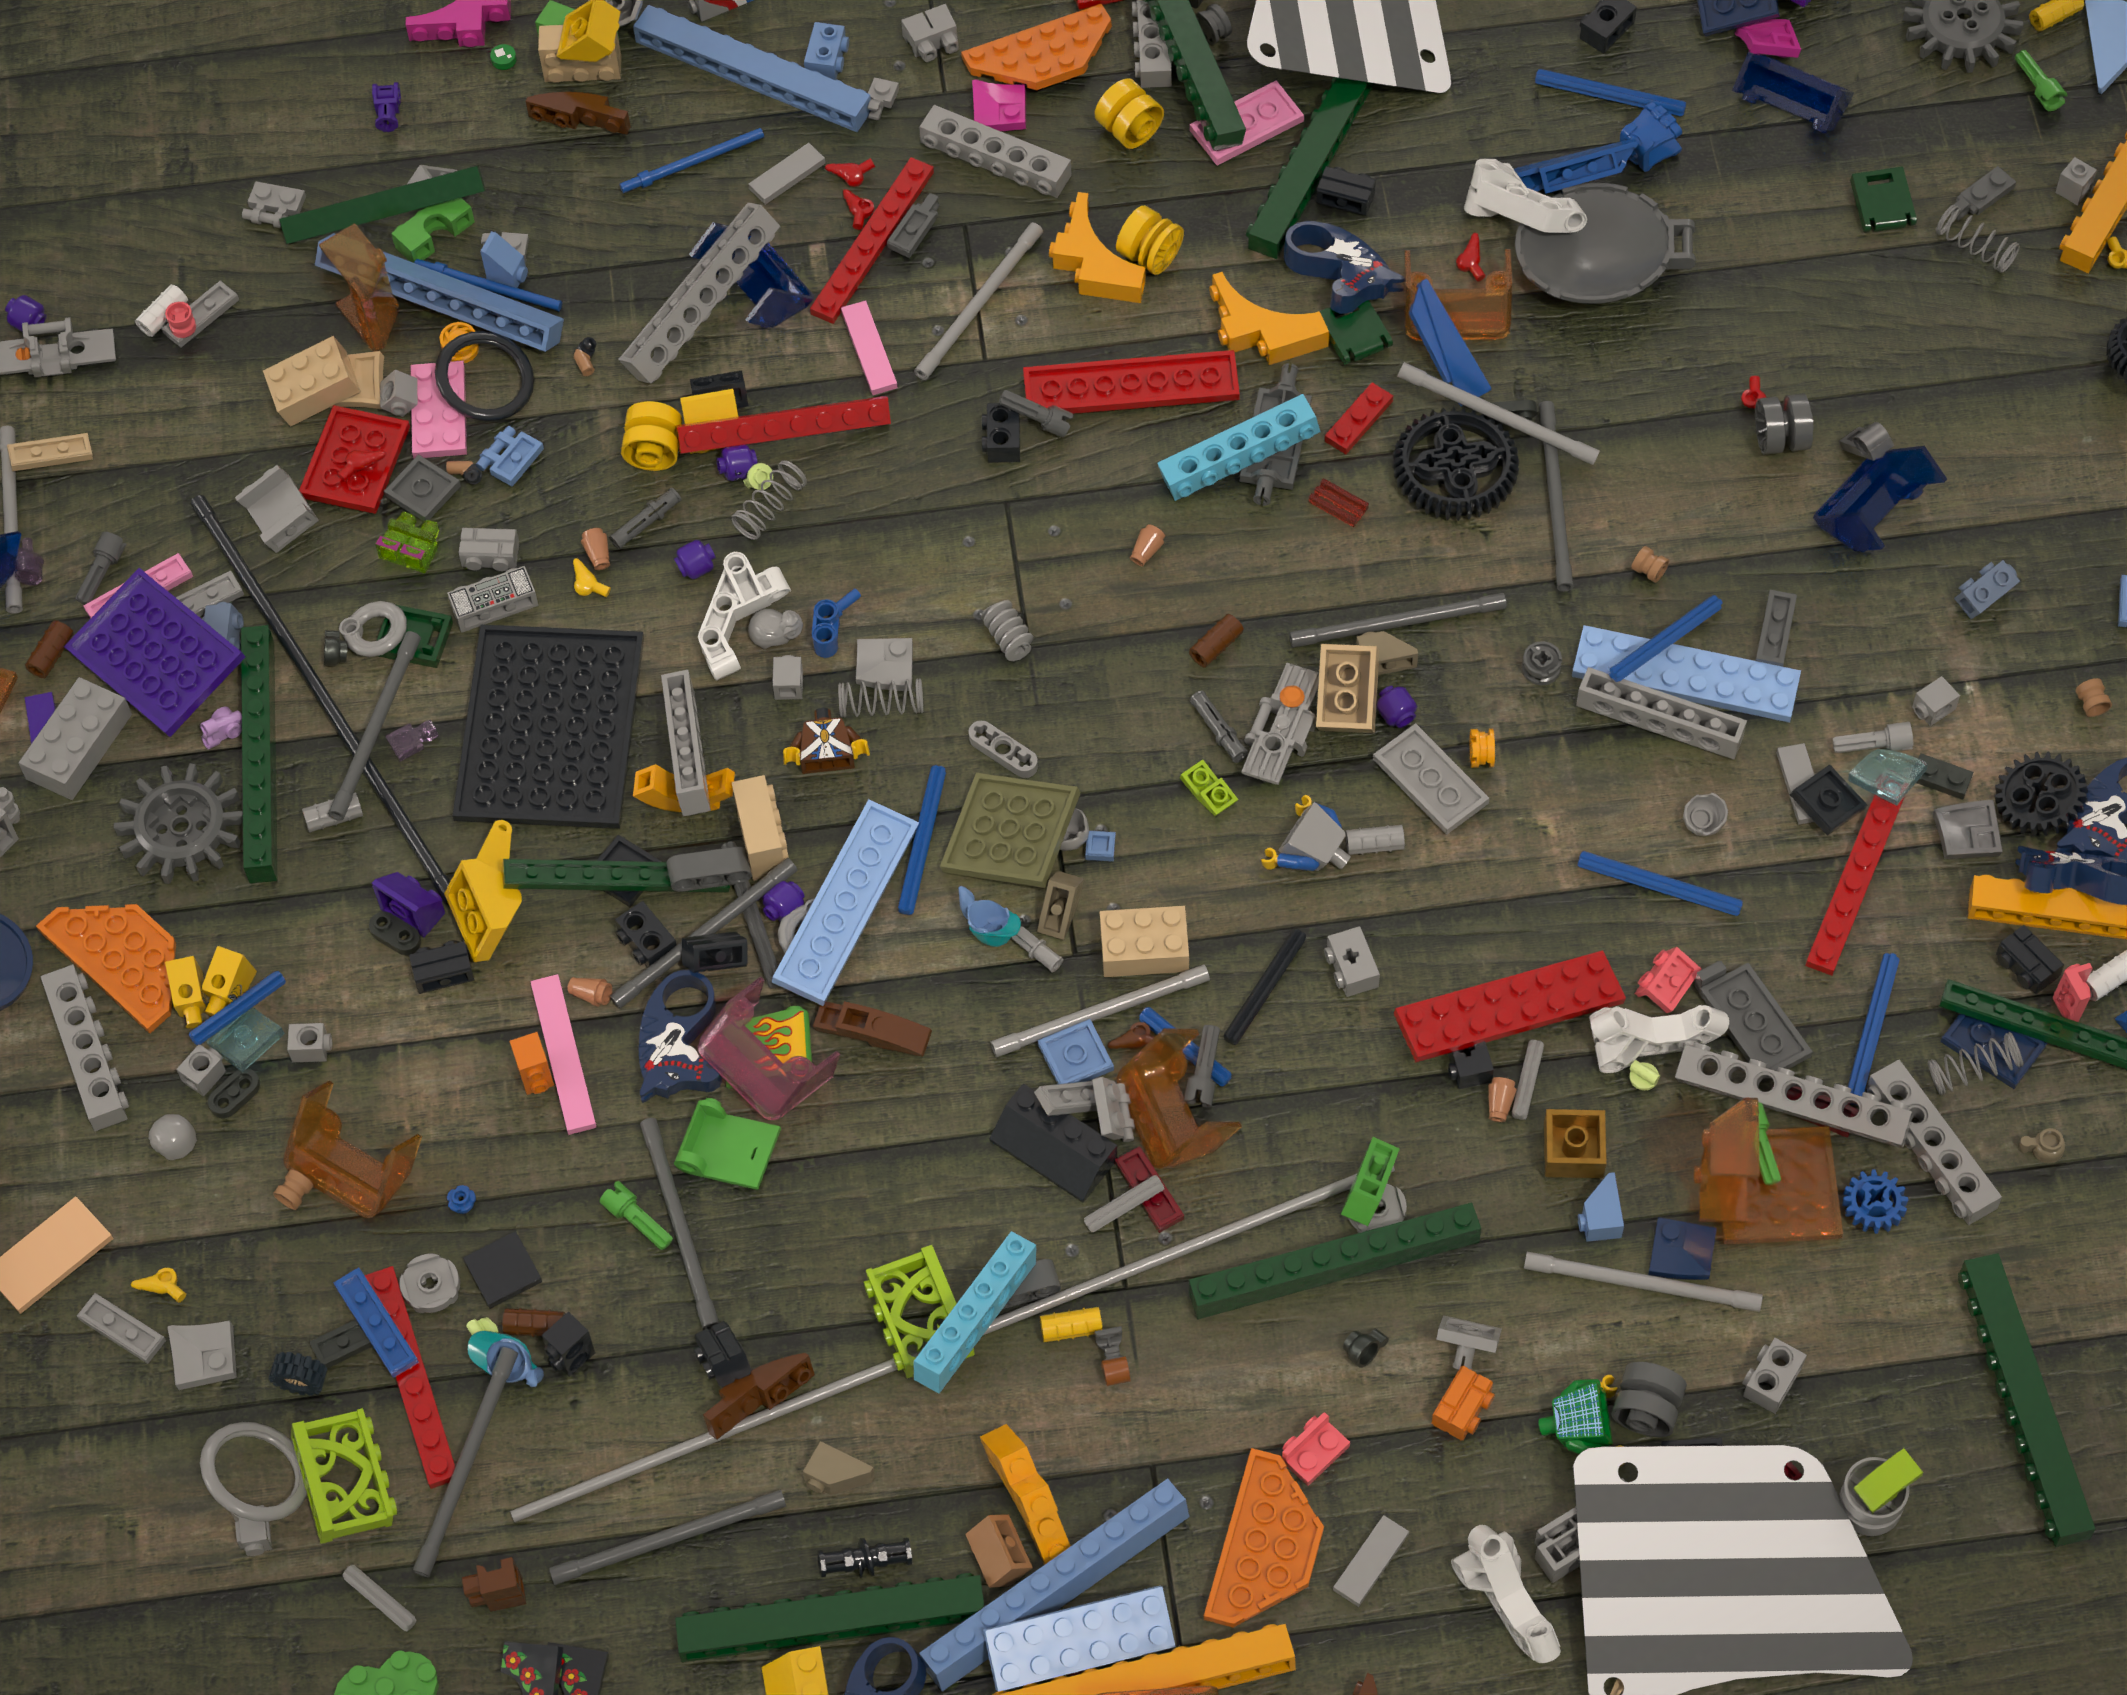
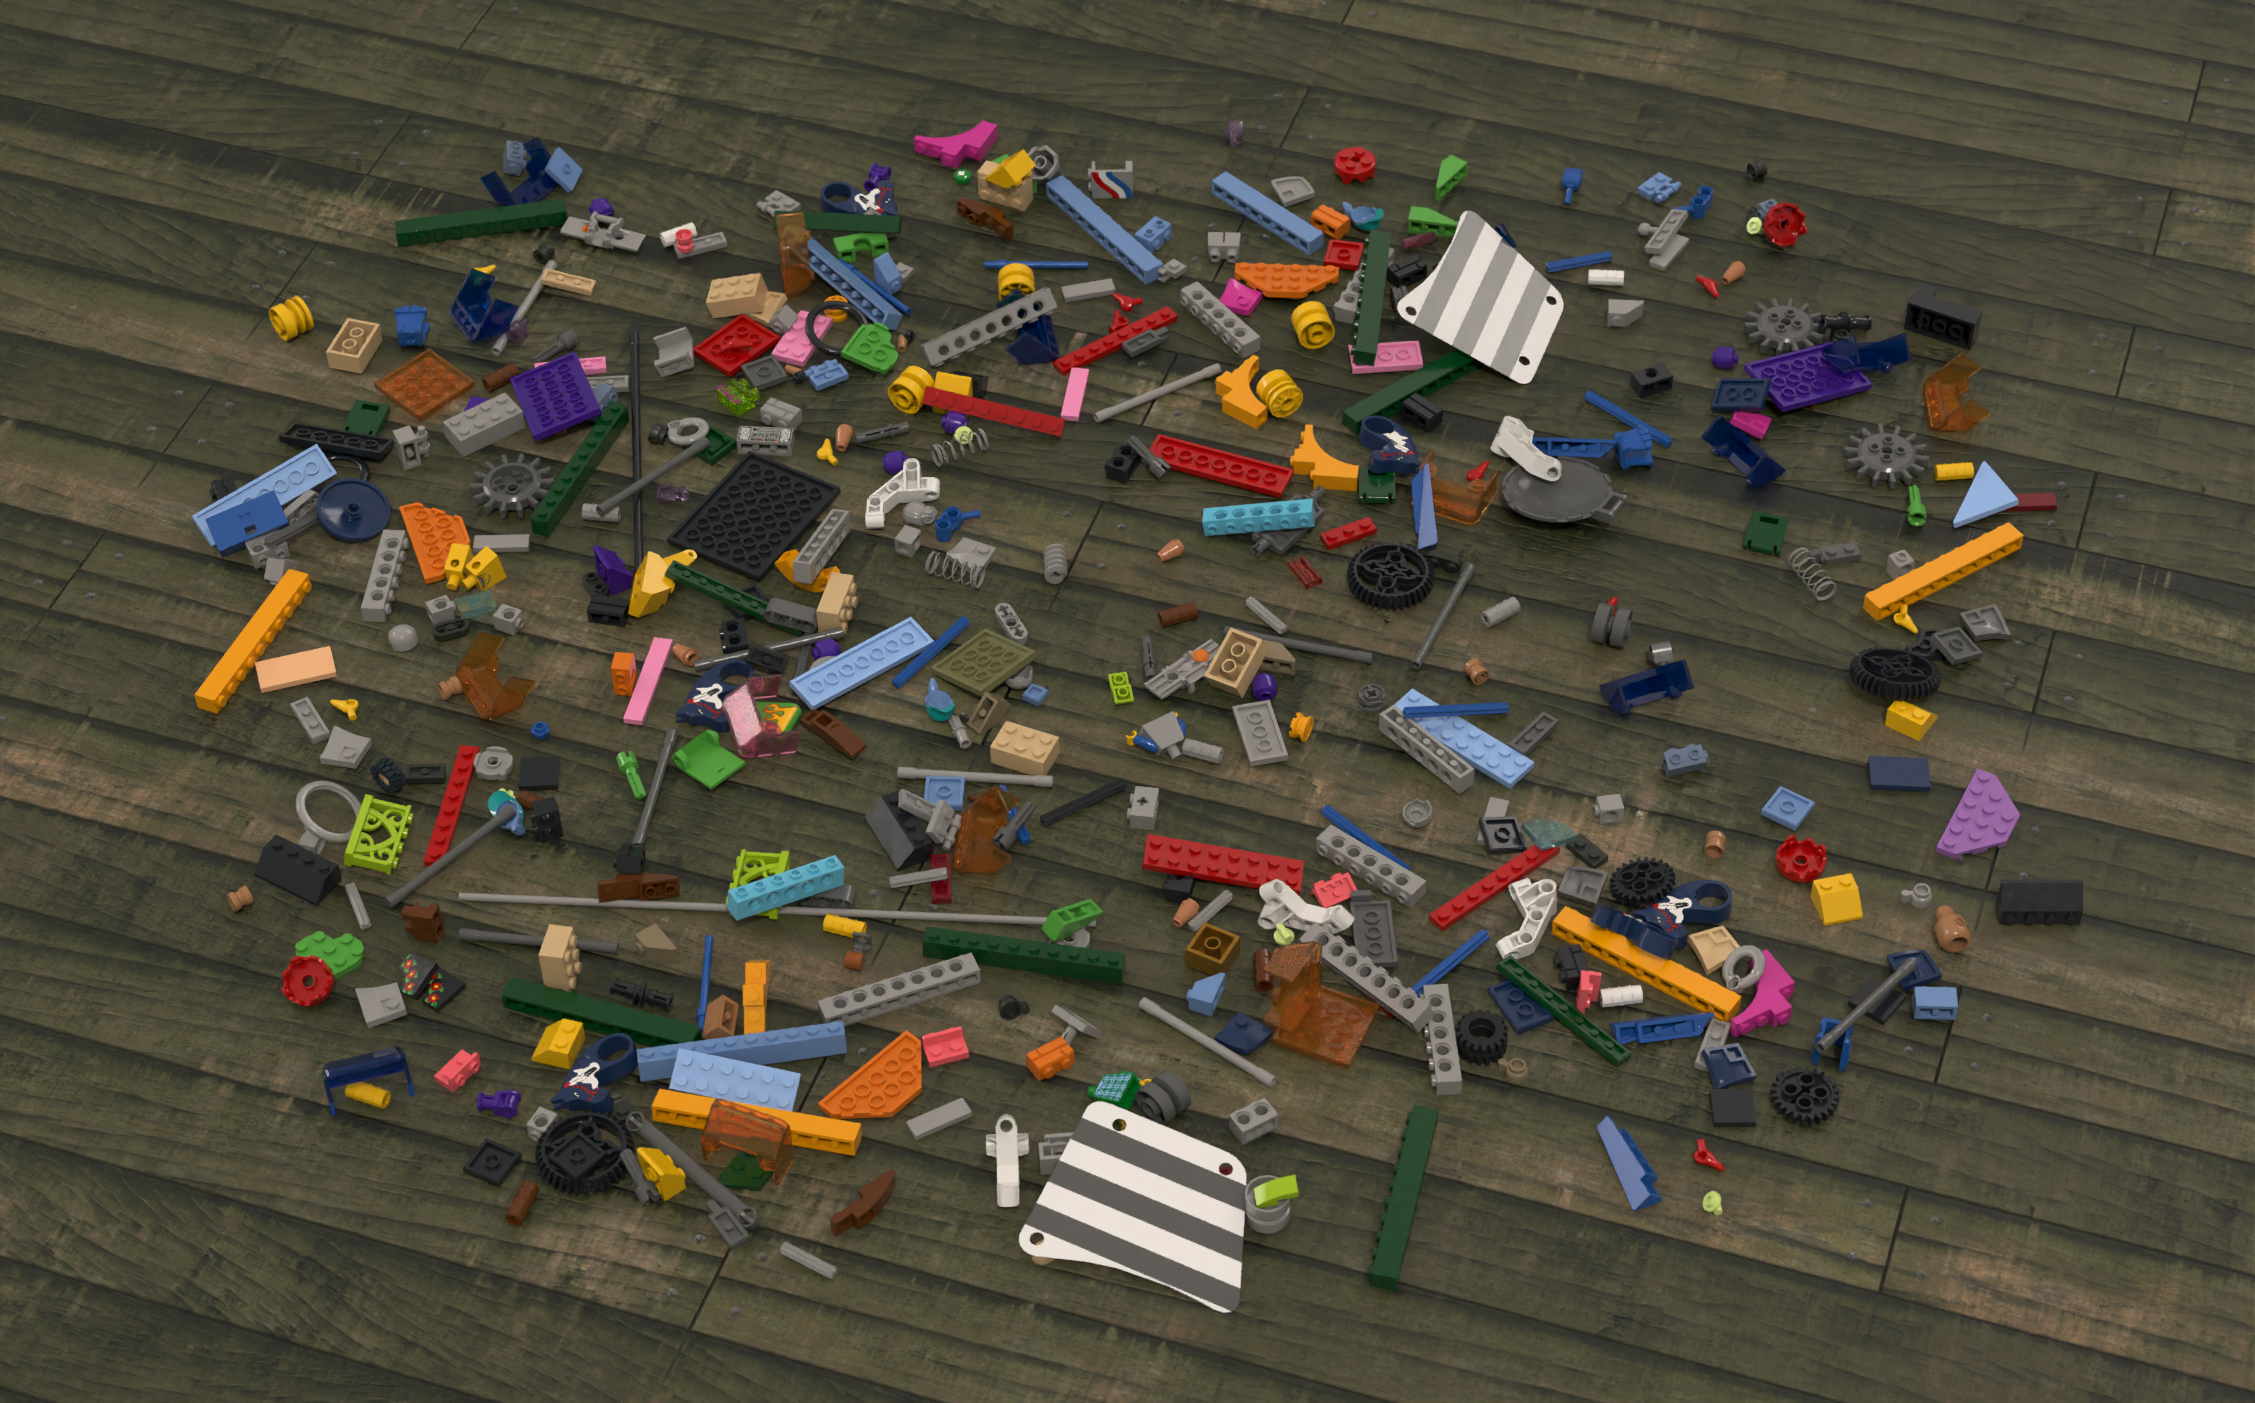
camera: 25 degrees right, 15 degrees down
(206, 1666) = (240, 898): none -> medium nougat wheel
(217, 920) = (502, 543): none -> light grey tile
(221, 726) = (566, 448): lavender plate -> none
(237, 1008) = (480, 586): blue axle -> none
(260, 1583) = (297, 870): none -> black slope
(376, 1322) = (448, 767): blue tile -> none
(391, 162) = (857, 202): none -> dark blue animal
(551, 390) = (872, 348): none -> bright green plate
(692, 208) = (1015, 276): none -> yellow wheel
(733, 1563) = (560, 958): none -> tan brick
(825, 745) = (904, 581): torso -> none
(961, 1546) = (701, 1012): none -> blue bar
(1141, 1472) = (900, 991): none -> light grey brick
(1329, 591) = (1266, 615): none -> light grey axle
(1575, 448) = (1471, 593): light grey piece -> none
(1626, 459) = (1500, 612): none -> light grey axle
(1650, 1140) = (1263, 981): none -> reddish brown axle
(1706, 914) = (1371, 866): none -> light grey brick
(1766, 1158) = (1330, 983): bright green piece -> none
(1880, 1212) = (1382, 1055): blue gear -> none
(1893, 737) = (1570, 817): light grey piece -> none
(1931, 892) = (1537, 905): none -> white connector
(1989, 1098) = (1481, 1050): none -> black tyre
(2009, 1042) = (1523, 1004): light grey piece -> none

